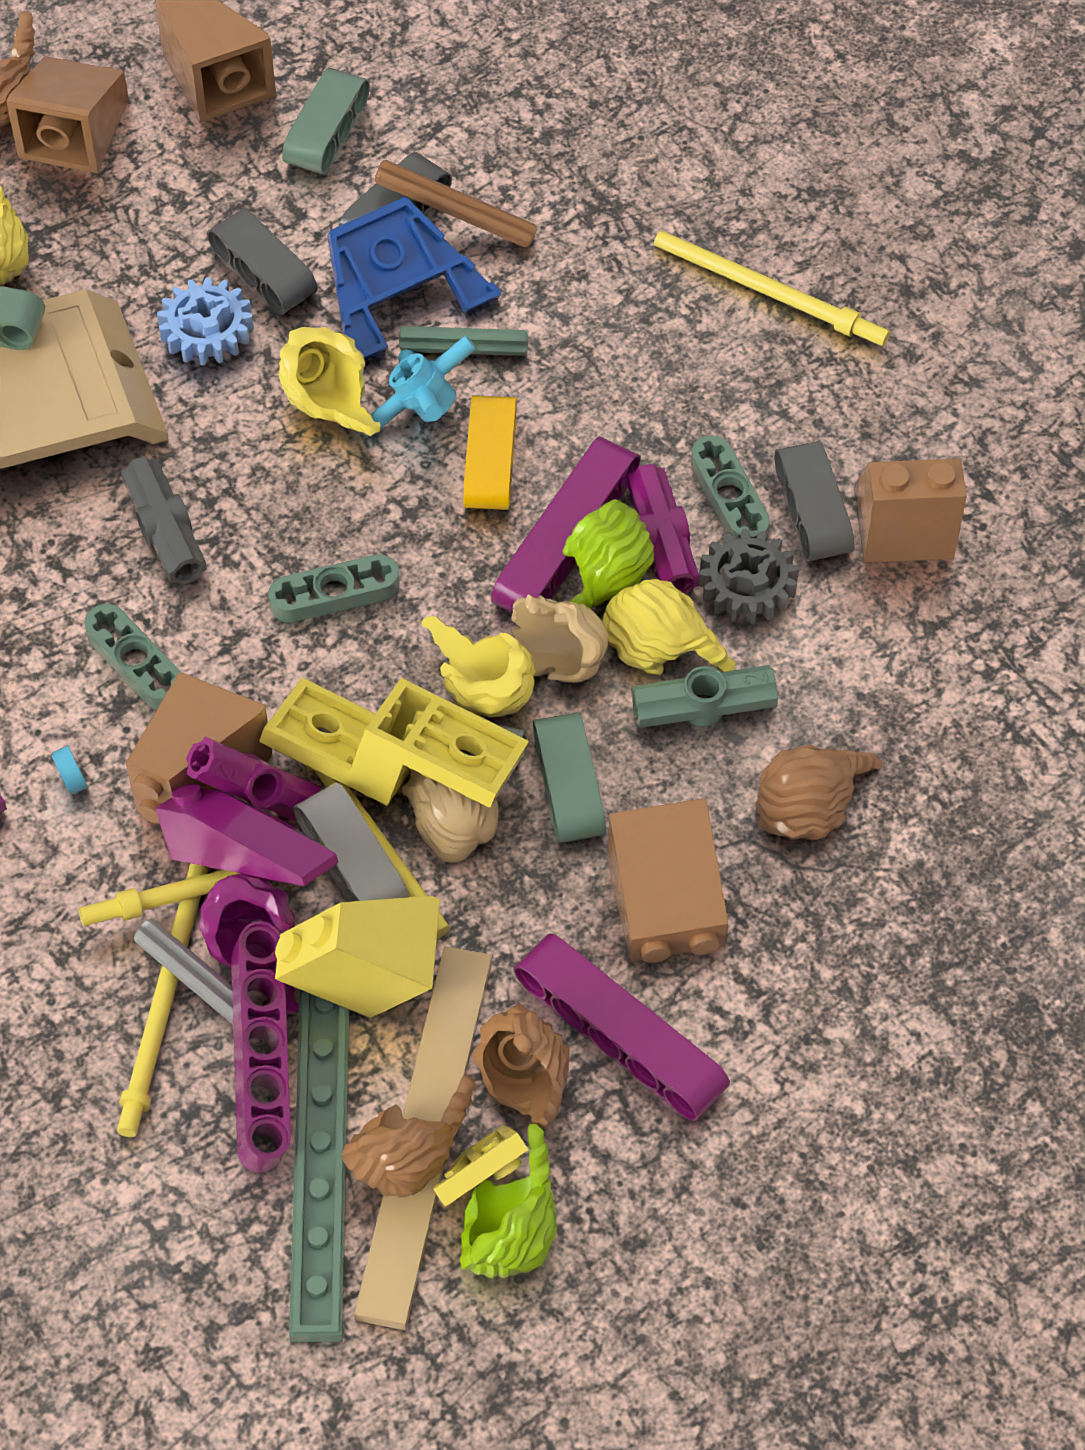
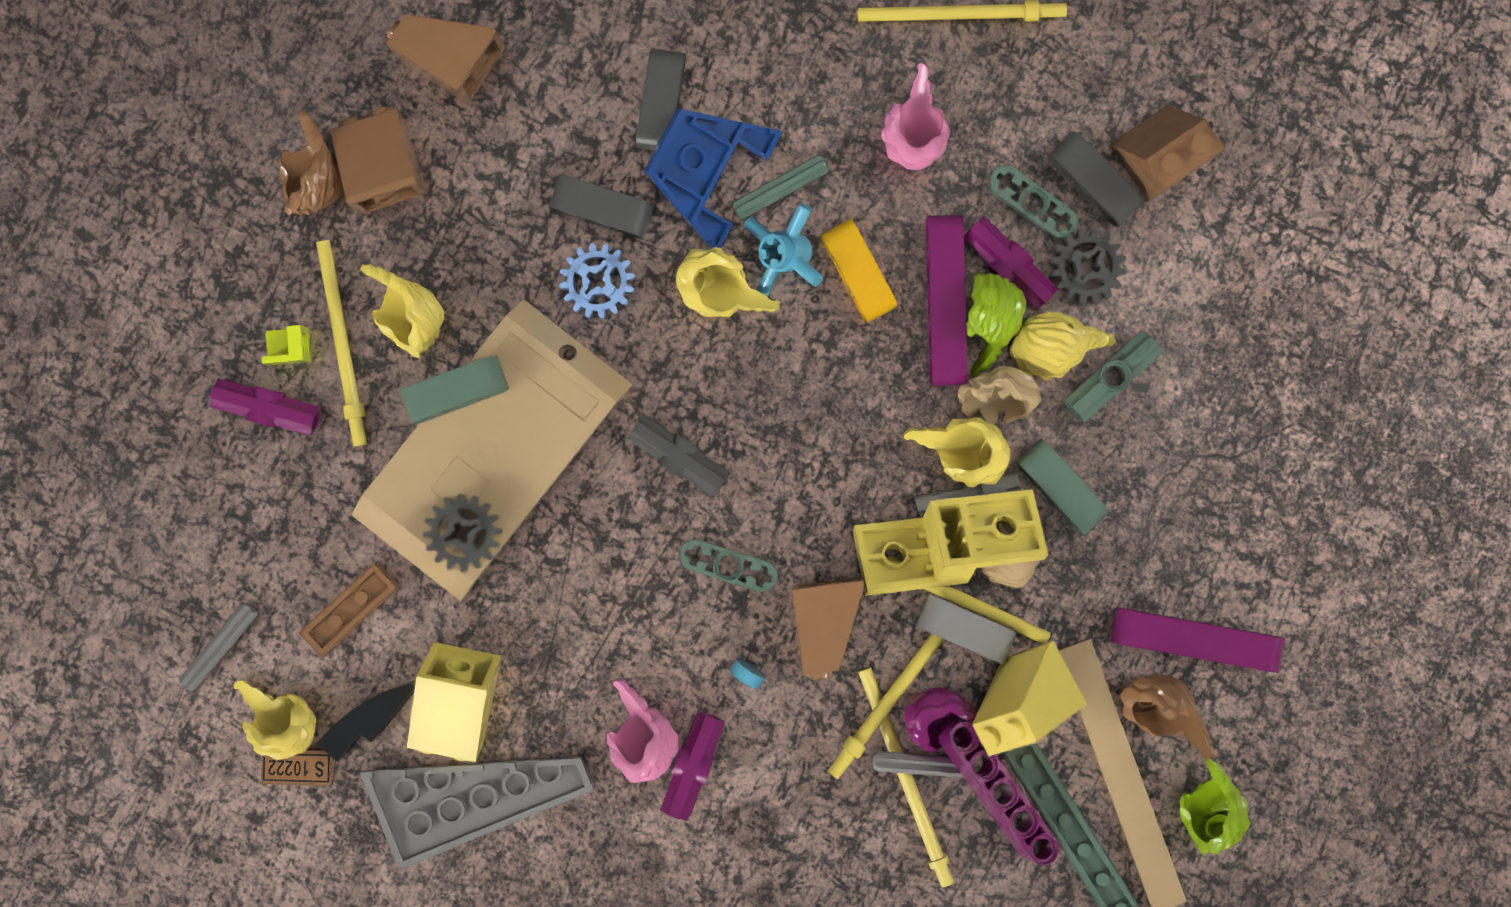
camera: 35 degrees left, 30 degrees up
(237, 837) = (906, 669): magenta wedge -> none
(248, 777) = (882, 627): magenta piece -> none
(323, 604) = (846, 422): sand green beam -> none
(326, 121) = (563, 55): sand green beam -> none
(406, 1153) = (1130, 810): medium nougat hair -> none
(455, 203) = (708, 82): medium nougat axle -> none
(492, 1155) = (1180, 788): light yellow wing -> none
(643, 355) = (916, 130): none -> bright pink hair
(667, 880) = (1174, 532): medium nougat slope -> none
(809, 790) = (1219, 406): medium nougat hair -> none

